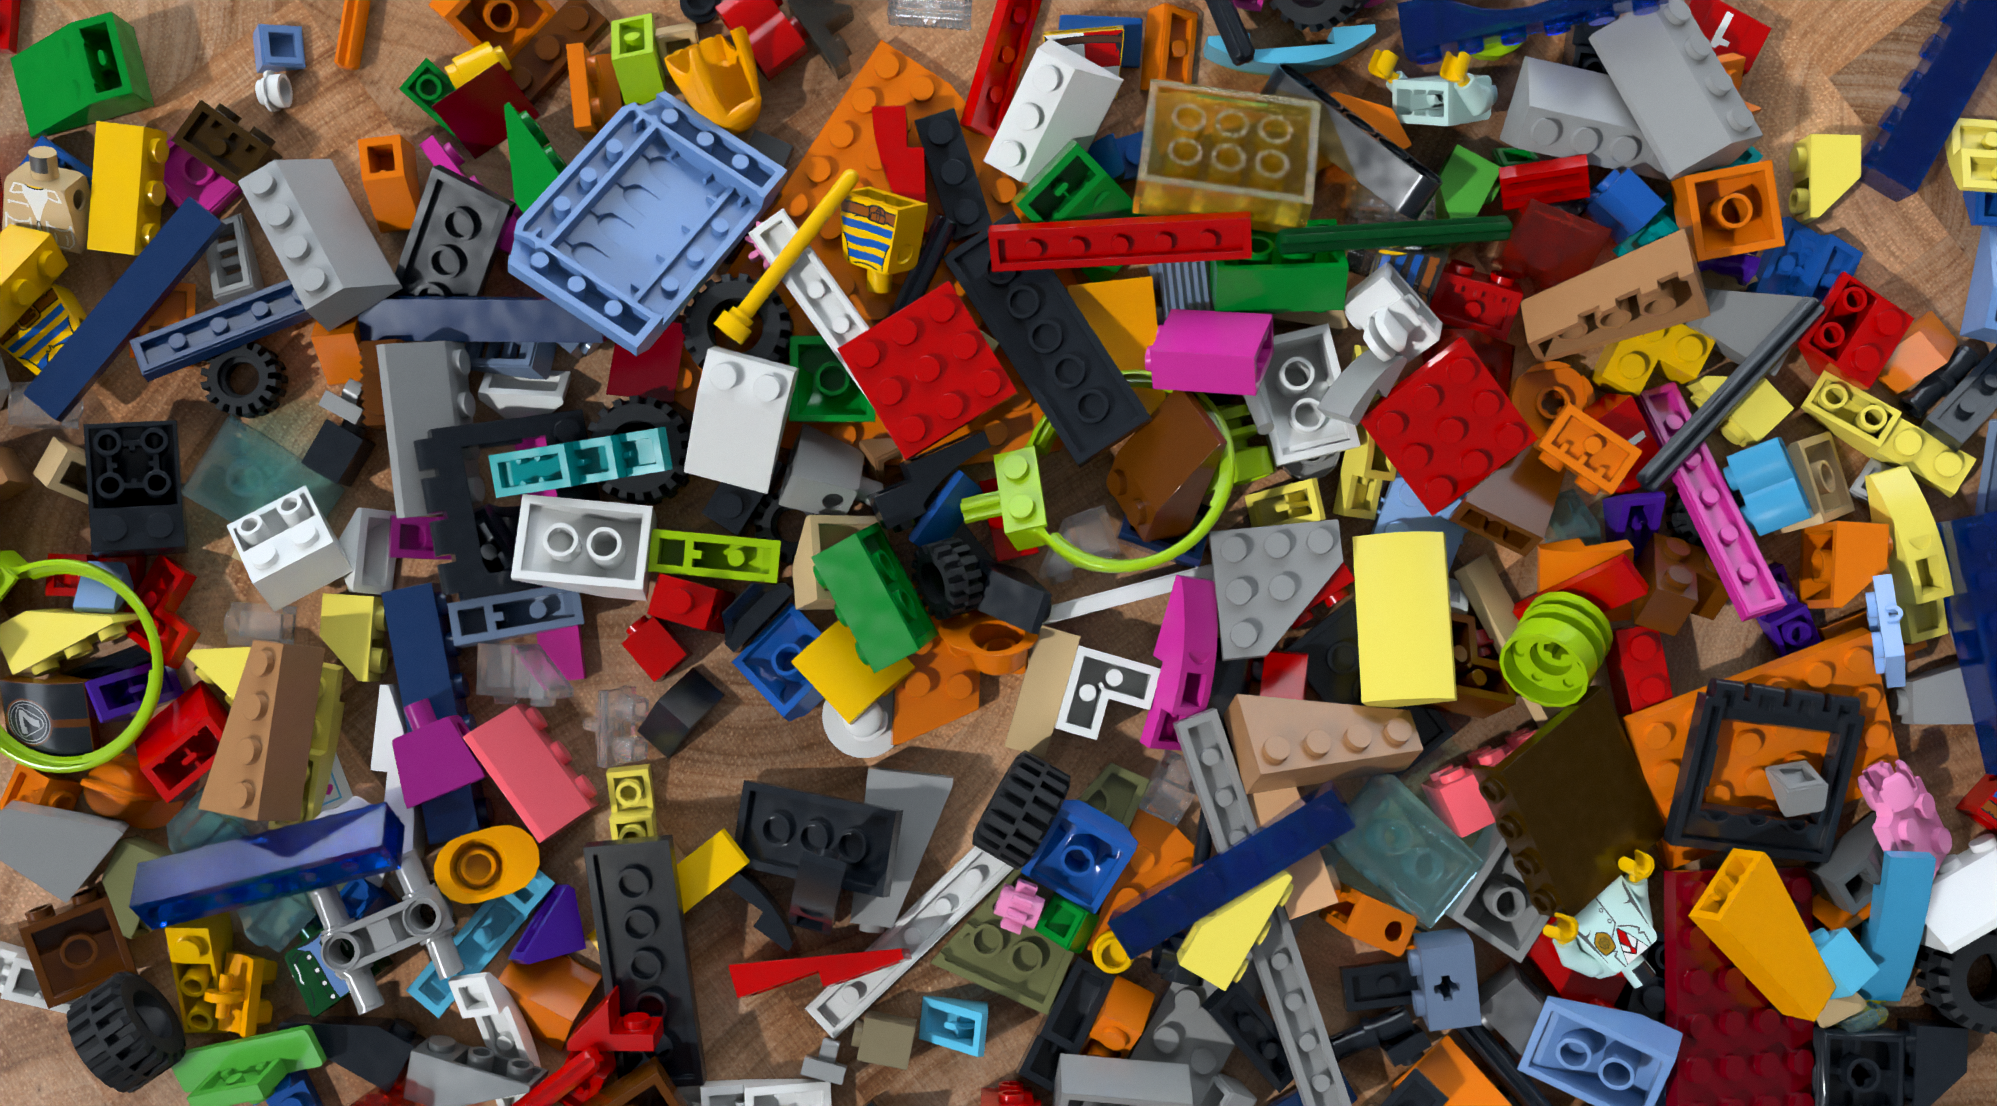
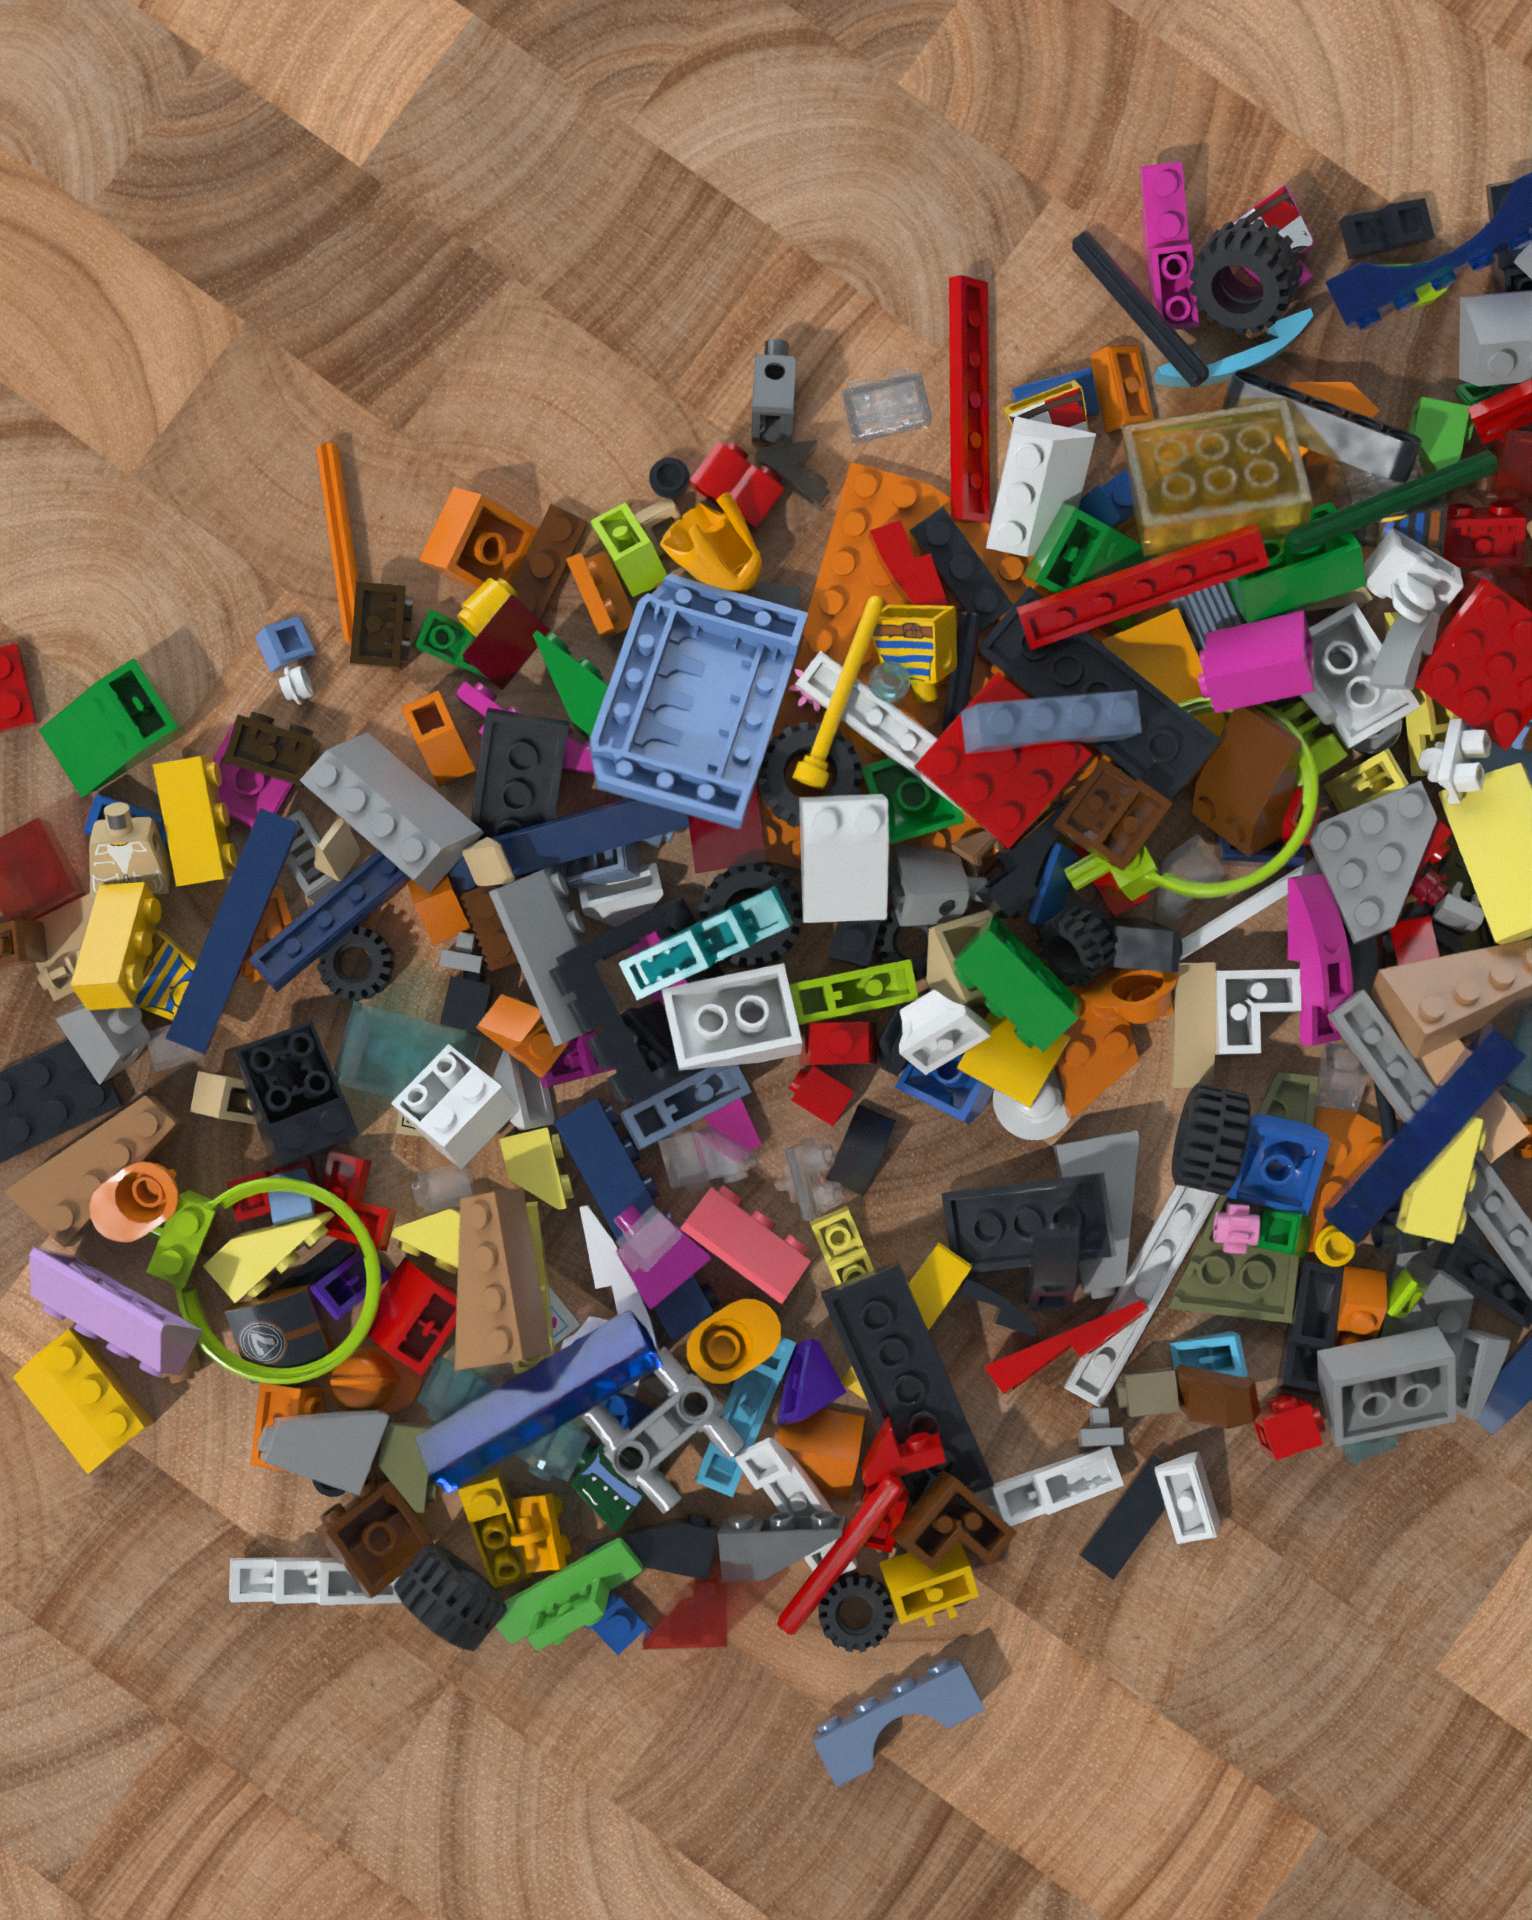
camera: 10 degrees left, 0 degrees up
(254, 262) = (337, 851): none -> tan slope
(370, 57) = (379, 626): none -> dark brown bracket
(371, 491) = (520, 1033): none -> orange slope
(393, 318) = (488, 863): none -> tan slope
(421, 738) = (647, 1240): none -> clear brick
(784, 620) = (938, 1031): none -> white slope
(841, 259) = (889, 681): none -> clear light blue plate
(947, 1067) = (1216, 1397): none -> reddish brown slope
(971, 340) = (1050, 720): none -> sand blue arch
(1019, 458) = (1112, 815): none -> reddish brown slope
(1166, 1021) = (1404, 1294): none -> lime slope
(1199, 513) = (1293, 816): none -> red slope
(1316, 629) = (1431, 888): none -> dark red plate
(1335, 661) = (1459, 913): none -> light grey tile
(1373, 510) = (1450, 760): none -> white hips
(1438, 99) = (1391, 360): light aqua torso -> none

